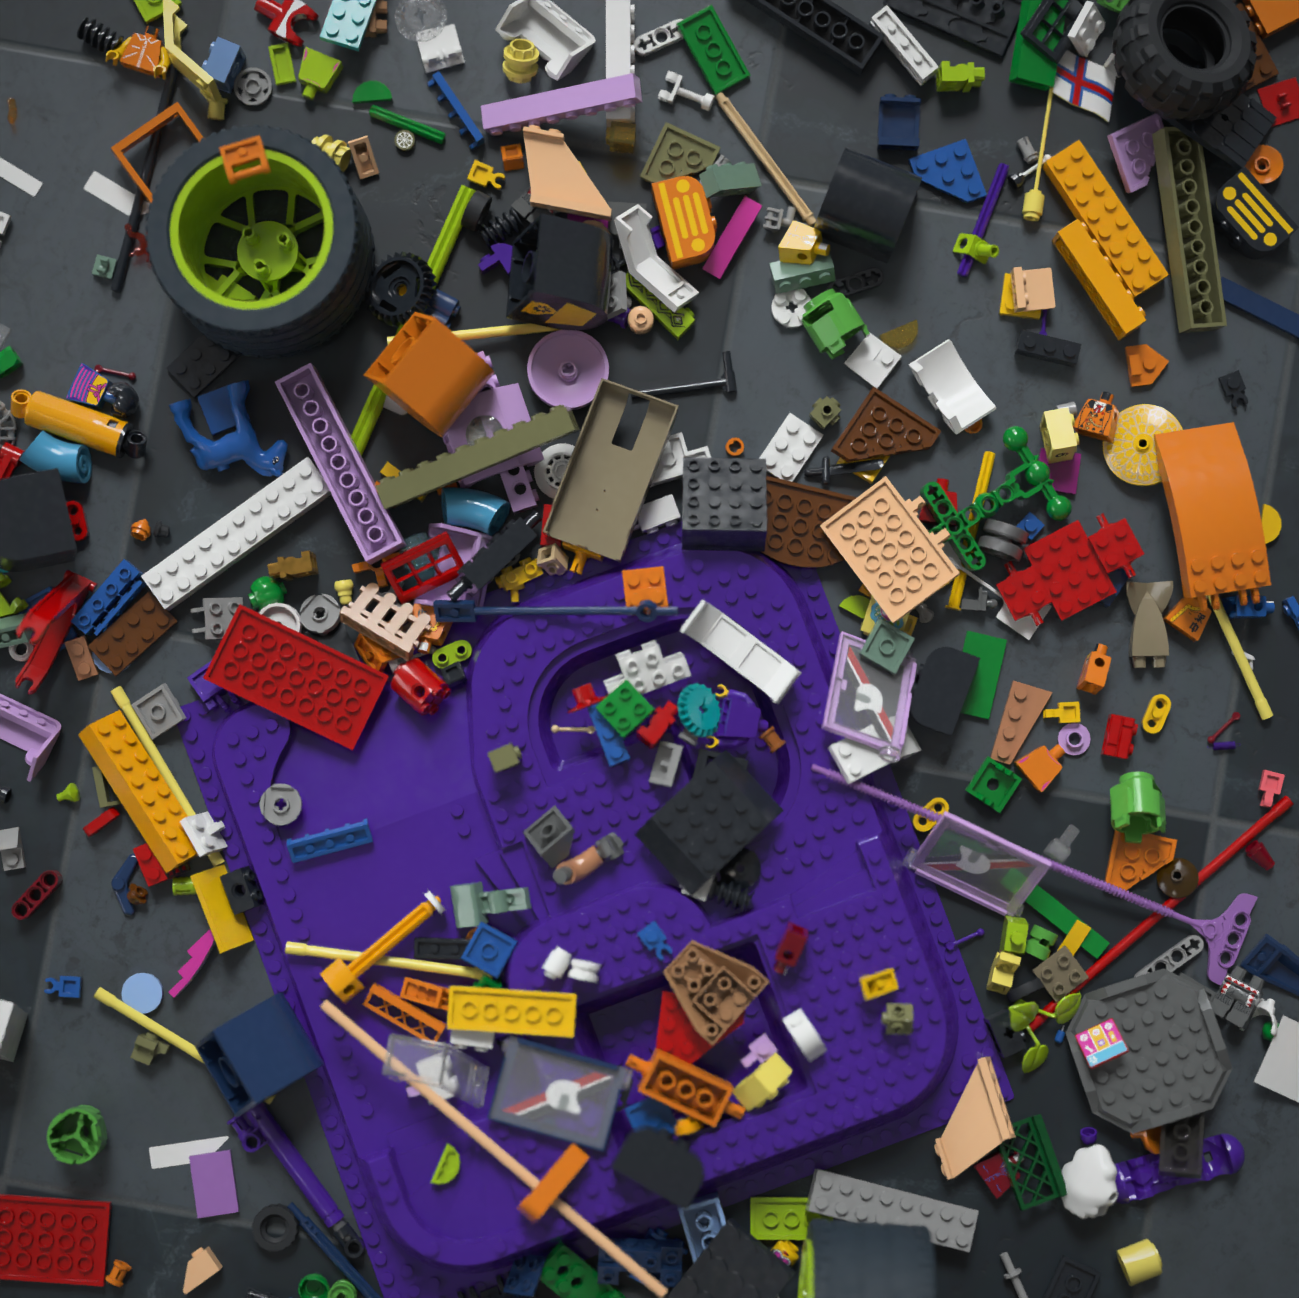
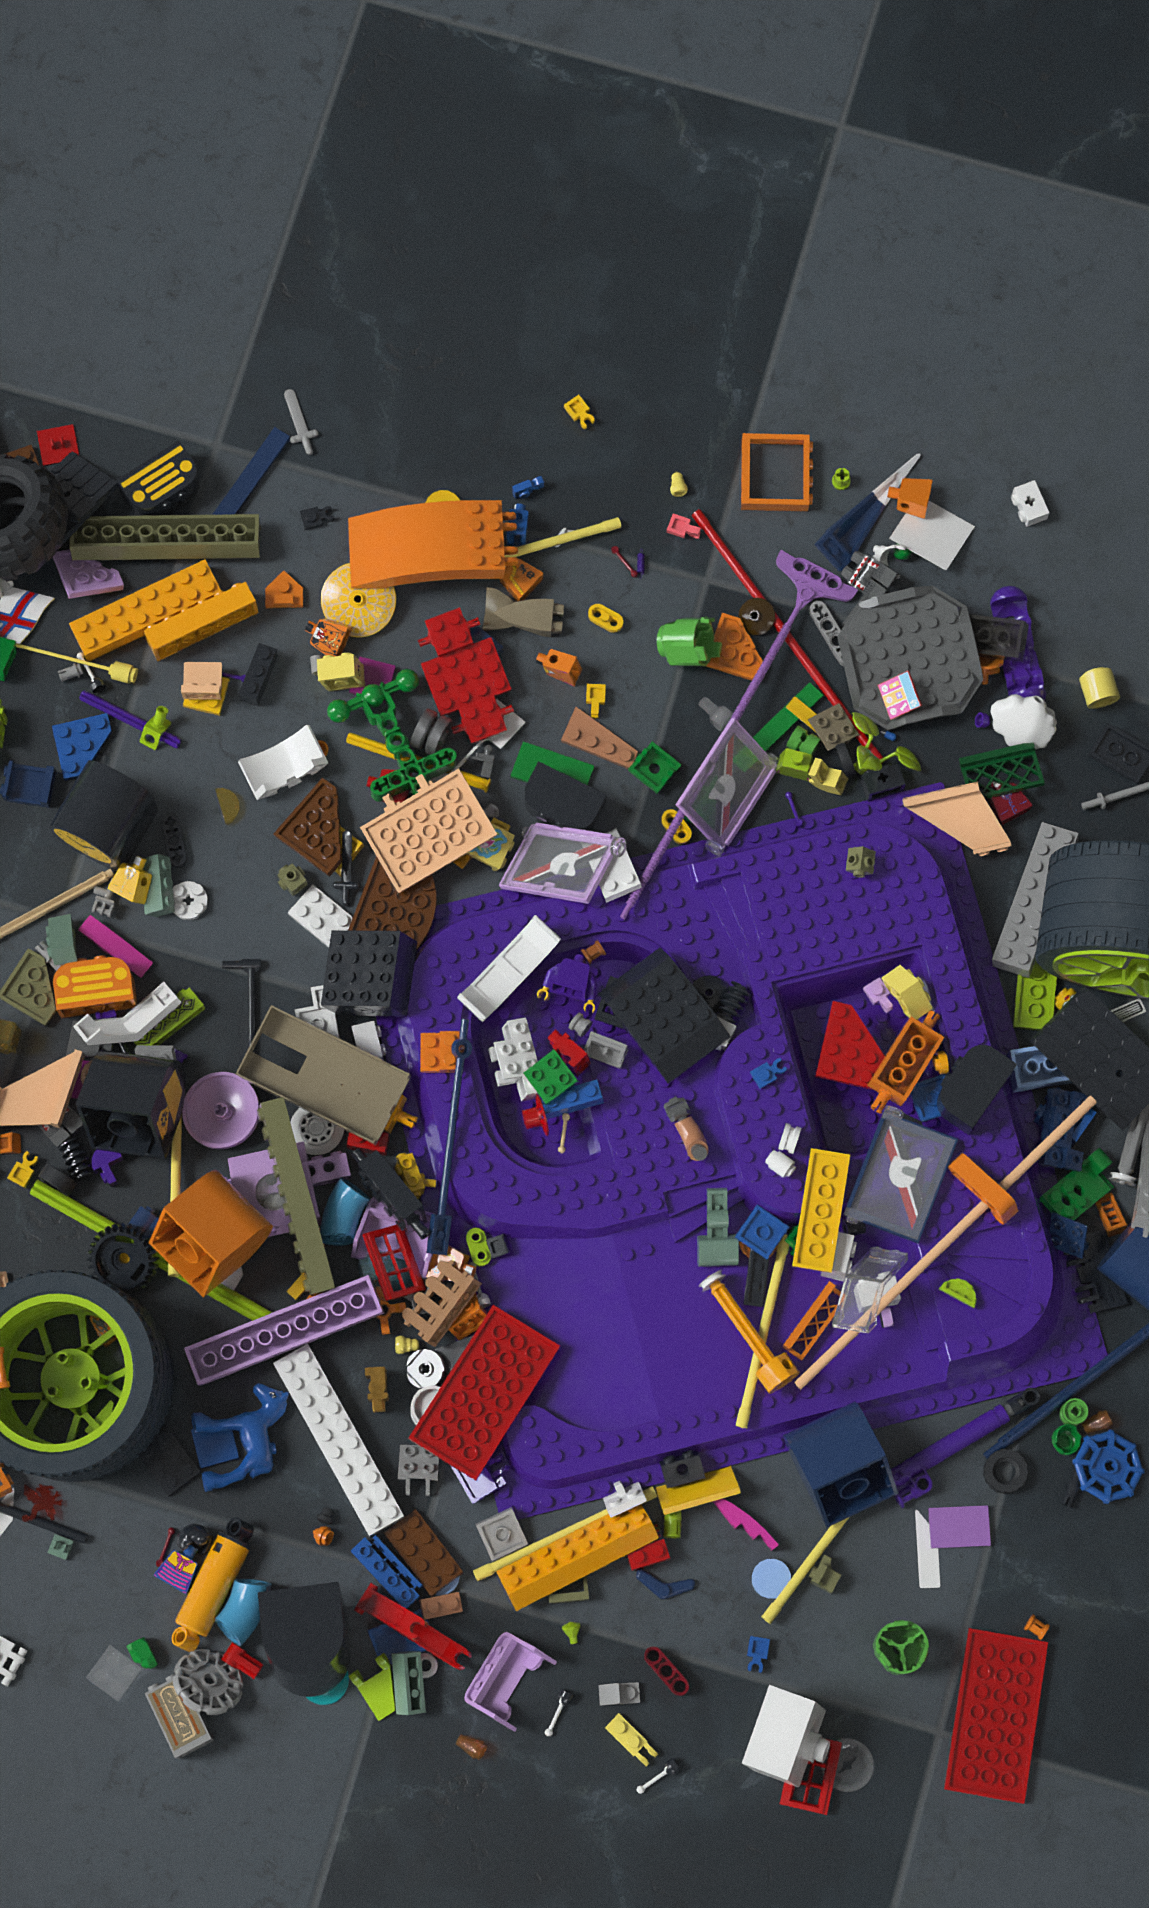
camera: 85 degrees left, 10 degrees down
(101, 821) = (602, 1601): red beam -> none
(137, 894) = (676, 1573): reddish brown plate -> none
(200, 1268) = (1038, 1546): light nougat slope -> none
(265, 592) = (399, 1419): green plant -> none
(271, 811) = (595, 1425): light grey plate -> none
(329, 841) = (644, 1375): blue hinge -> none
(419, 686) = (503, 1283): red cylinder -> none
(425, 993) = (798, 1294): orange slope -> none
(505, 757) = (584, 1194): olive brick -> none
(551, 836) = (661, 1161): dark grey slope -> none
(556, 563) = (405, 1143): tan brick -> none
(640, 320) = (182, 1038): light nougat head -> none
(693, 719) = (559, 1013): teal gear -> none
(712, 988) = (816, 1025): medium nougat wedge -> none
(730, 442) = (308, 969): orange bush -> none
(793, 940) = (779, 947): dark red torso -> none
(804, 1035) = (867, 945): white brick -> none
(832, 321) = (207, 861): bright green piece -> none
(856, 605) = (475, 872): lime tile -> none
(873, 360) = (248, 832): white plate -> none
(878, 983) = (827, 876): yellow slope -> none
(886, 646) = (517, 845): sand green plate -> none
(1031, 525) = (418, 707): blue plate -> none
(1041, 766) = (642, 724): orange torso -> none
(1064, 734) = (620, 701): lavender piece -> none
(1119, 736) = (622, 652): red brick -> none
(1258, 853) = (742, 543): dark red cone -> none
(1268, 157) = (113, 459): orange dish -> none

